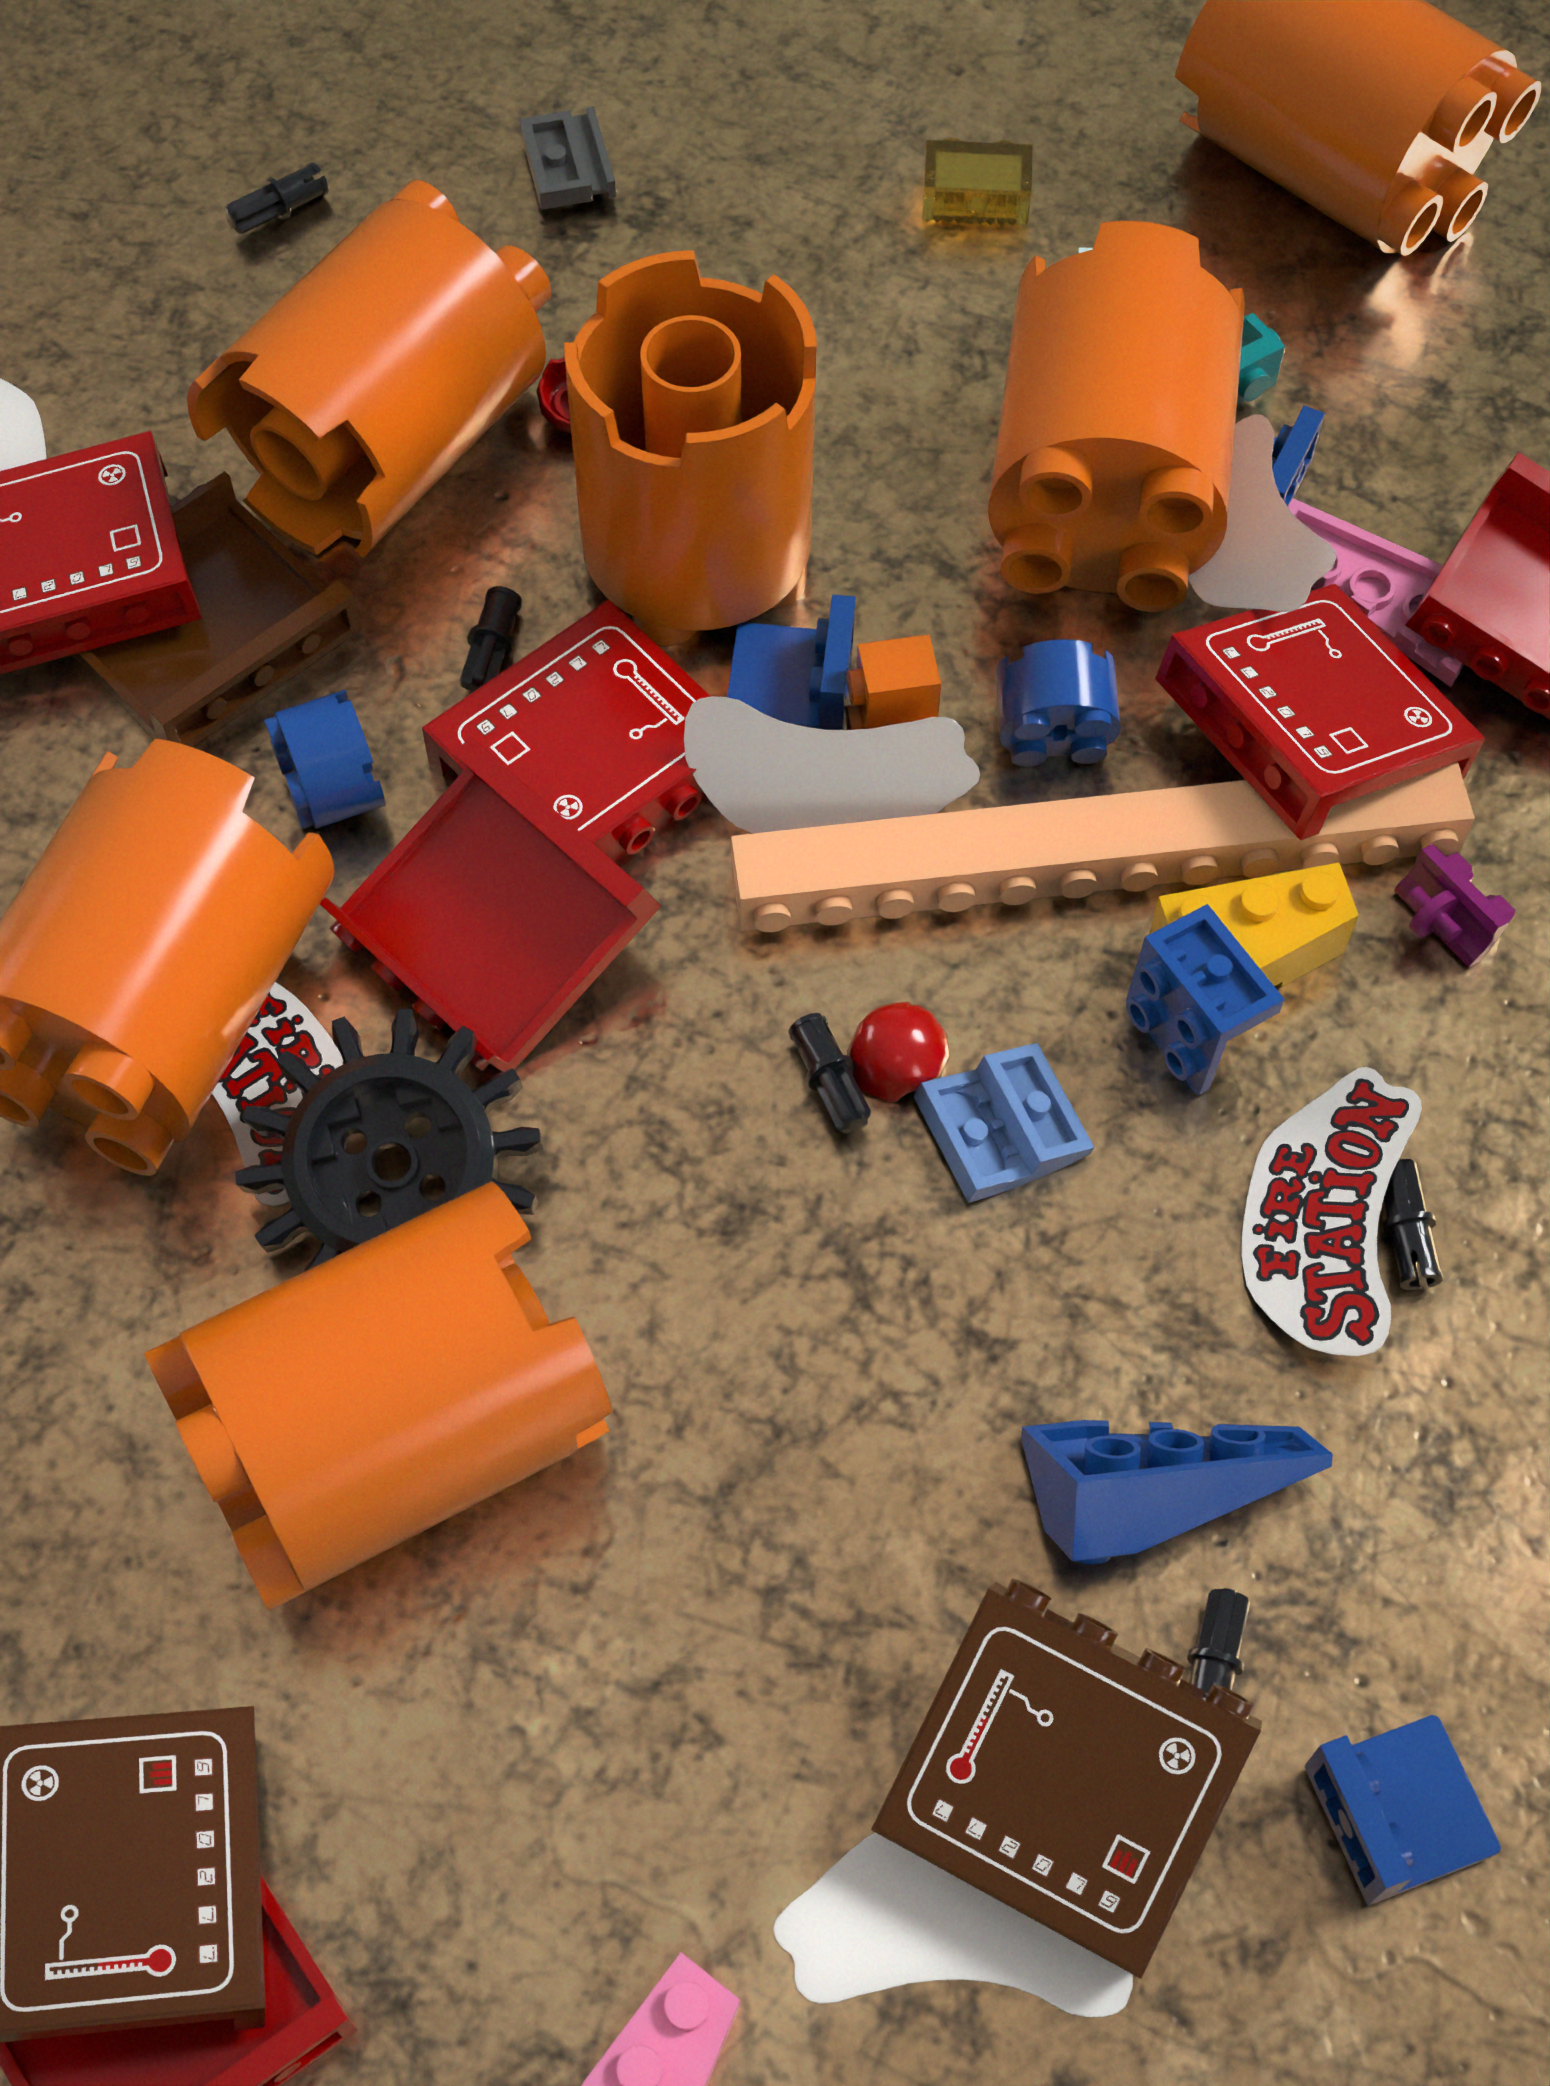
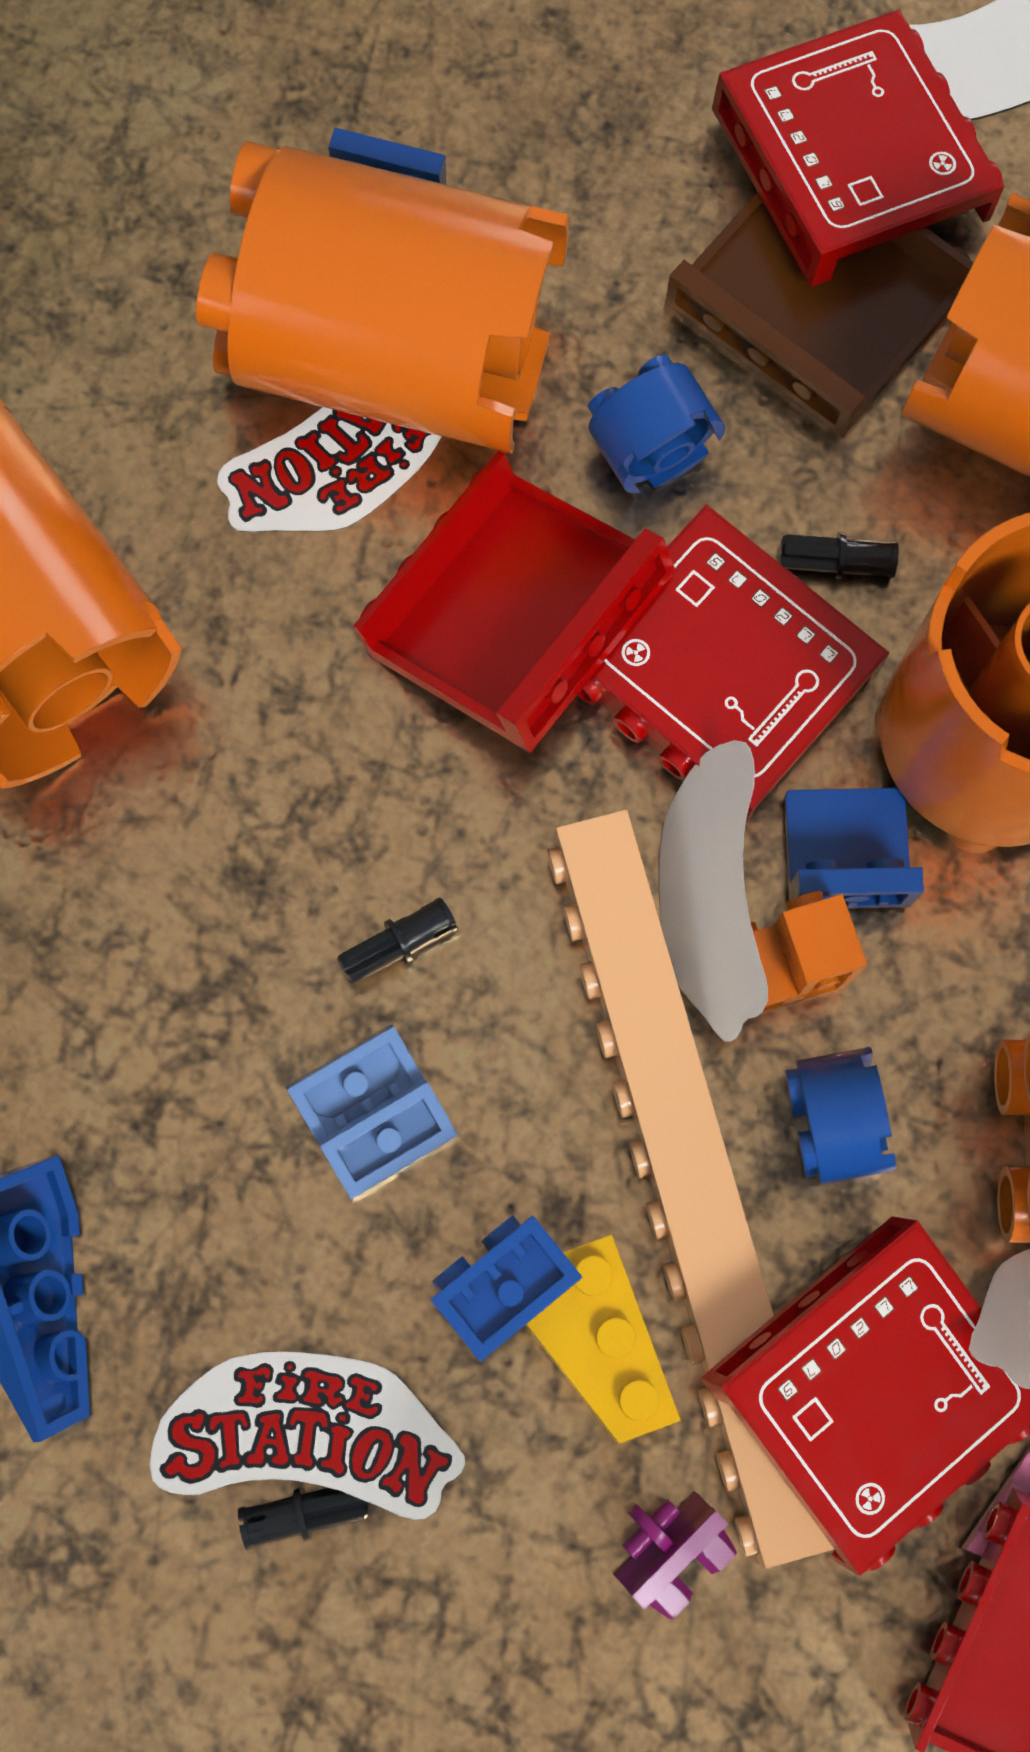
camera: 80 degrees right, 15 degrees up
(380, 1099) = (231, 514): black gear -> none
(898, 1050) = (434, 1004): red hair -> none

